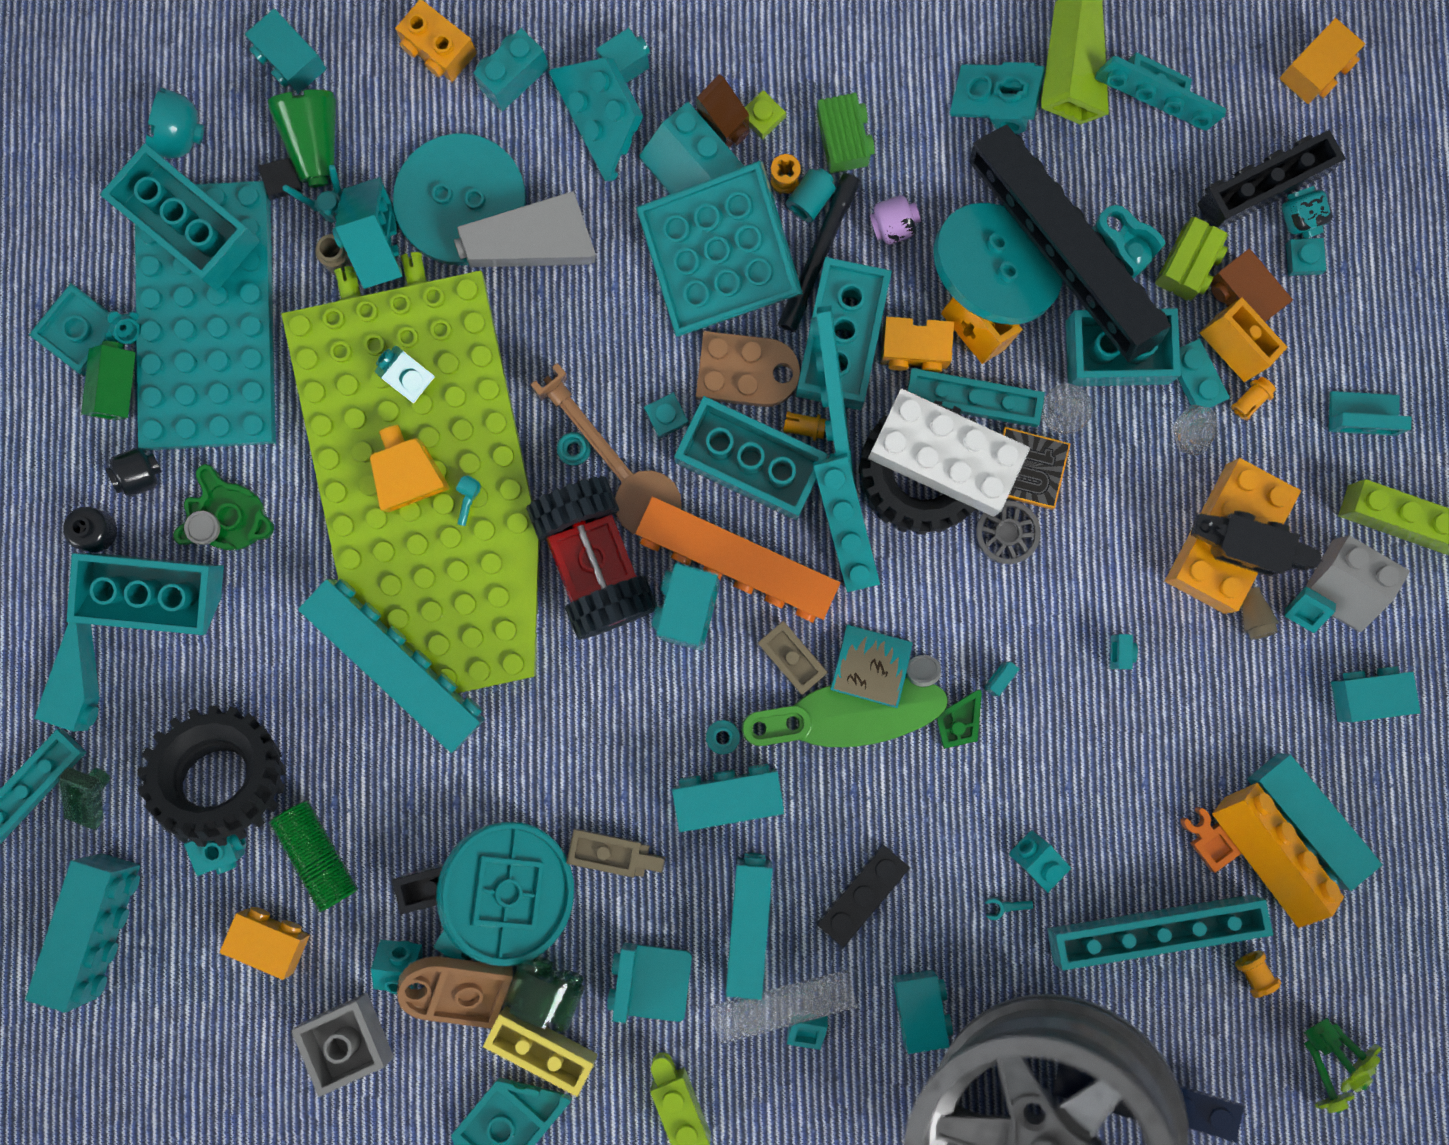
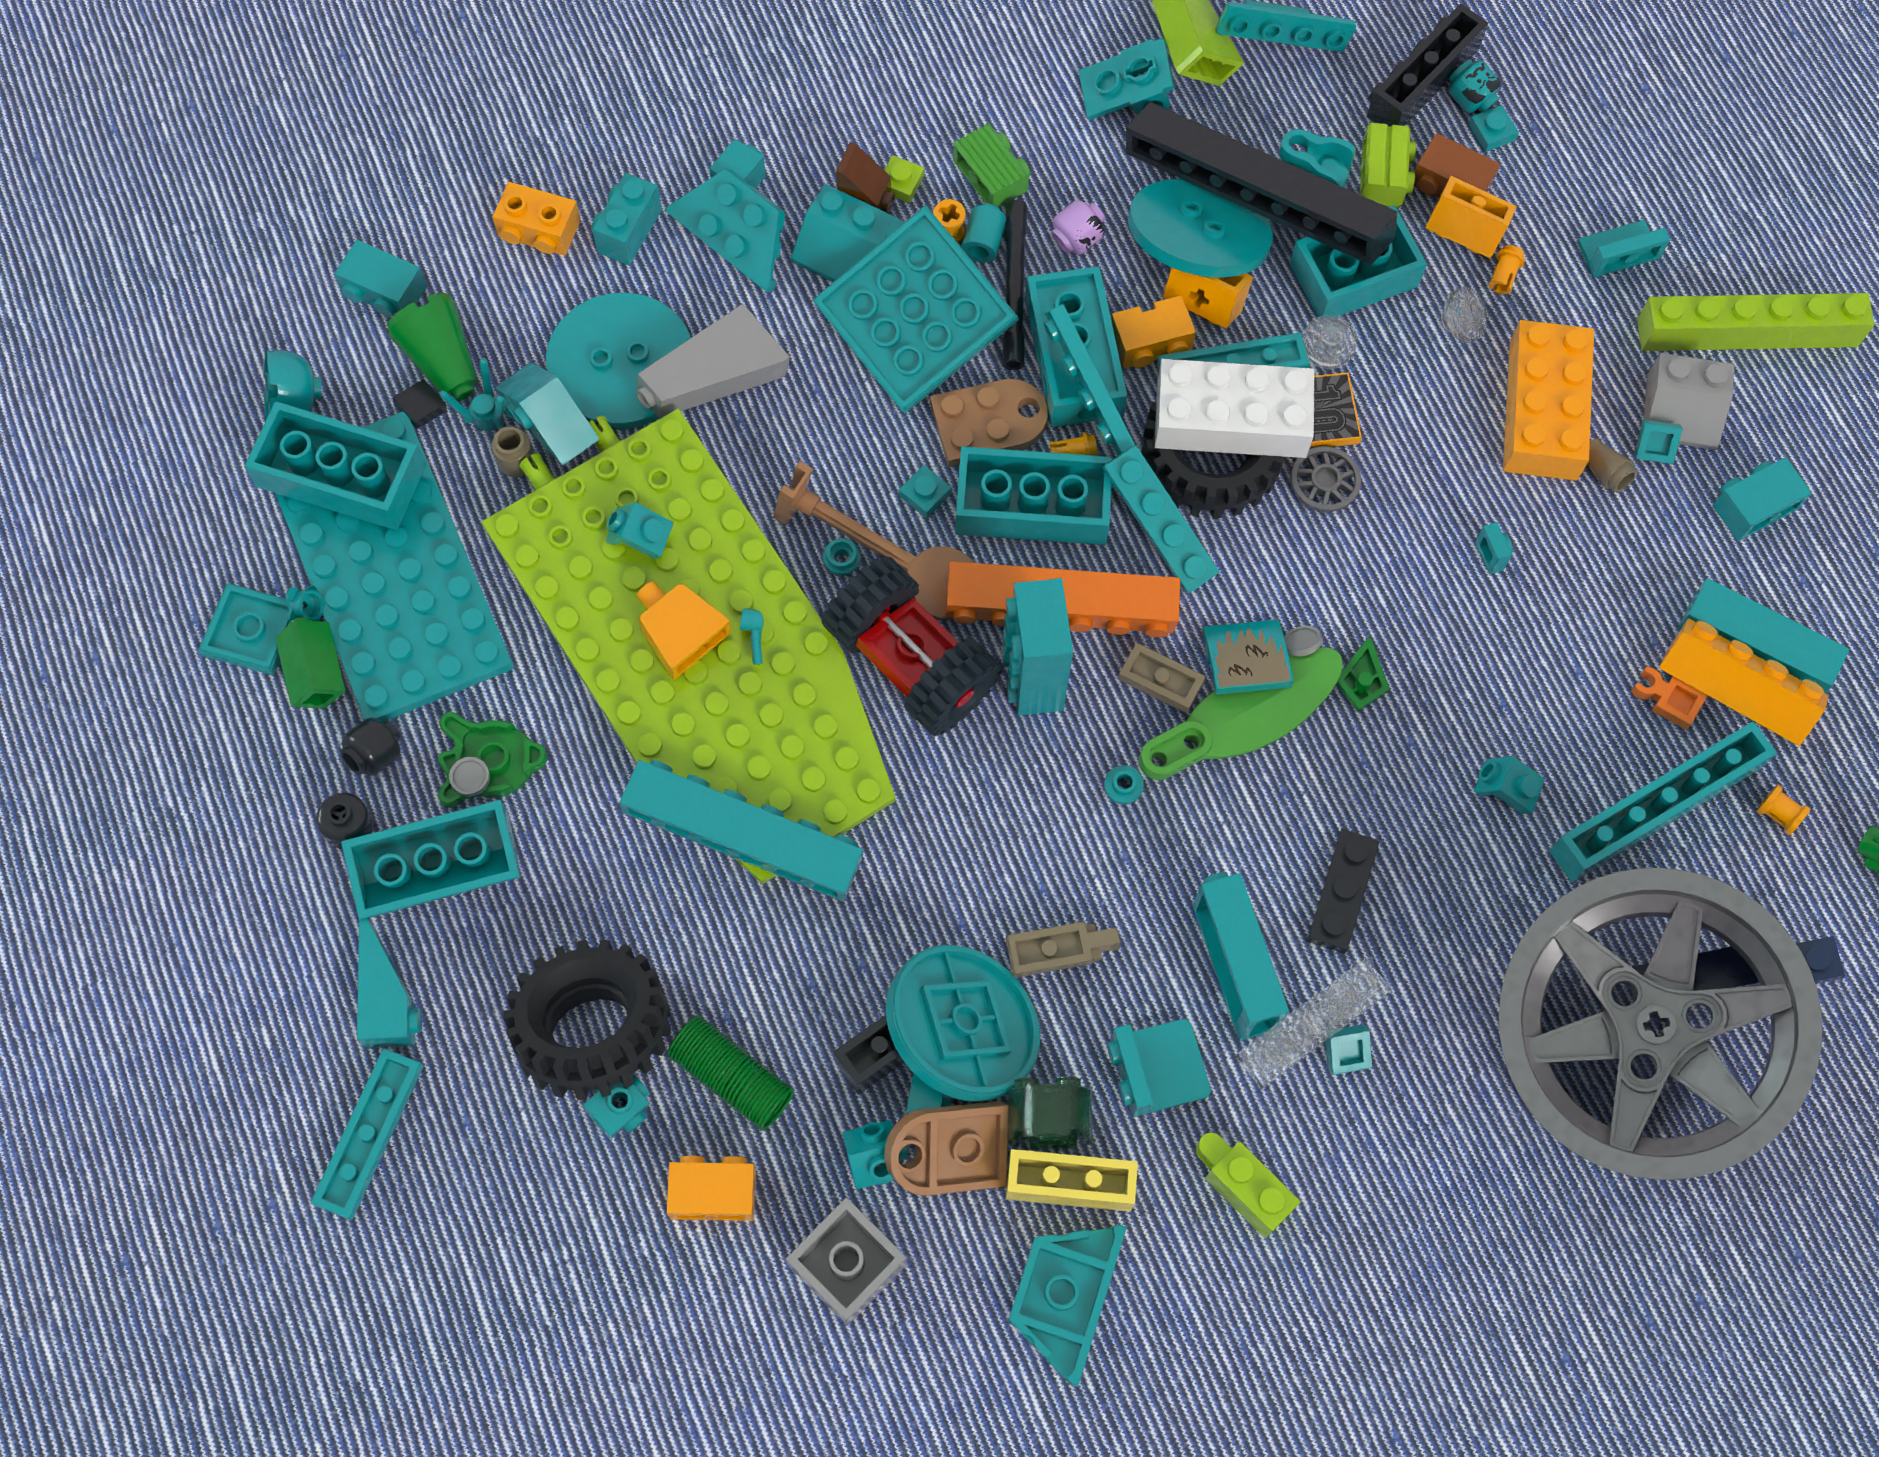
camera: 30 degrees left, 15 degrees down
(83, 796) = (442, 1107): clear green tile -> none
(83, 932) = (501, 1250): teal brick -> none
(727, 798) = (1159, 833): teal brick -> none
(921, 1011) = (1459, 981): teal brick -> none
(1001, 678) = (1385, 617): teal tile -> none
(1007, 907) = (1497, 845): teal hand -> none
(1200, 377) = (1445, 269): teal plate -> none
(1254, 545) = (1573, 386): black hinge -> none

